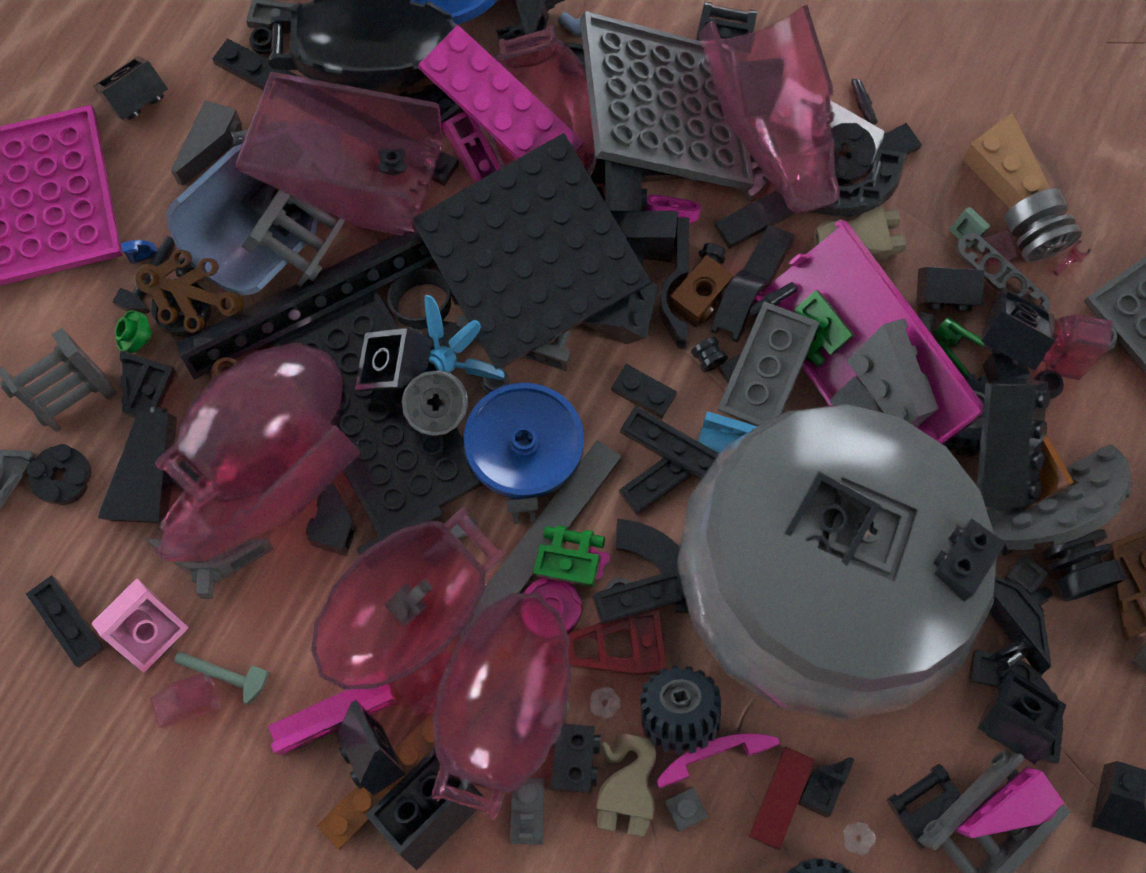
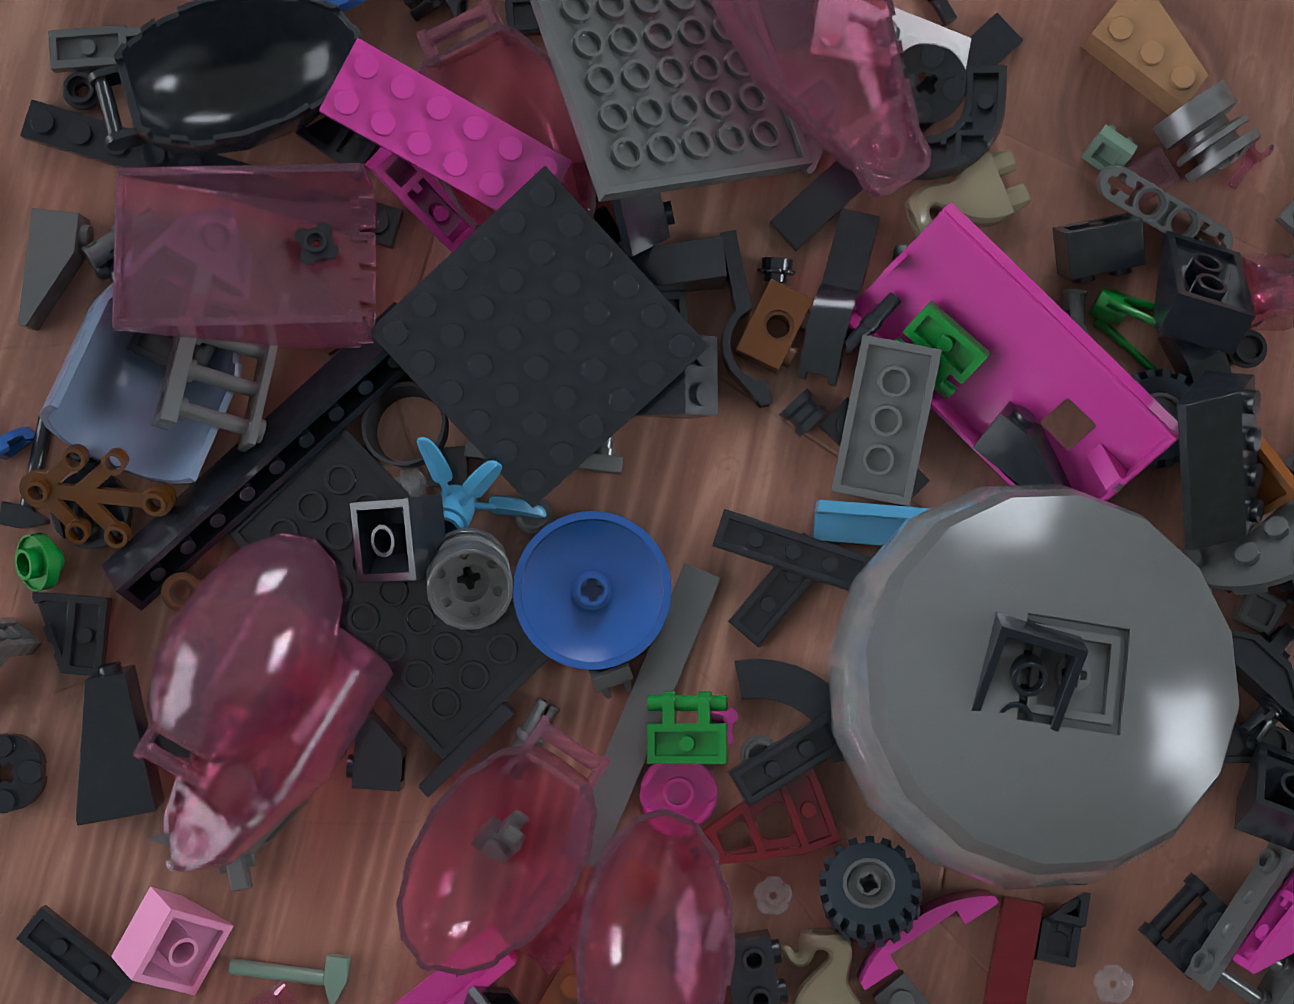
camera: 15 degrees left, 15 degrees up
(644, 391) = (729, 480): black plate -> none
(685, 208) = (709, 215): dark pink plate -> none
(893, 375) = (1055, 409): dark grey wedge -> none
(972, 549) = (1199, 671): black brick -> none

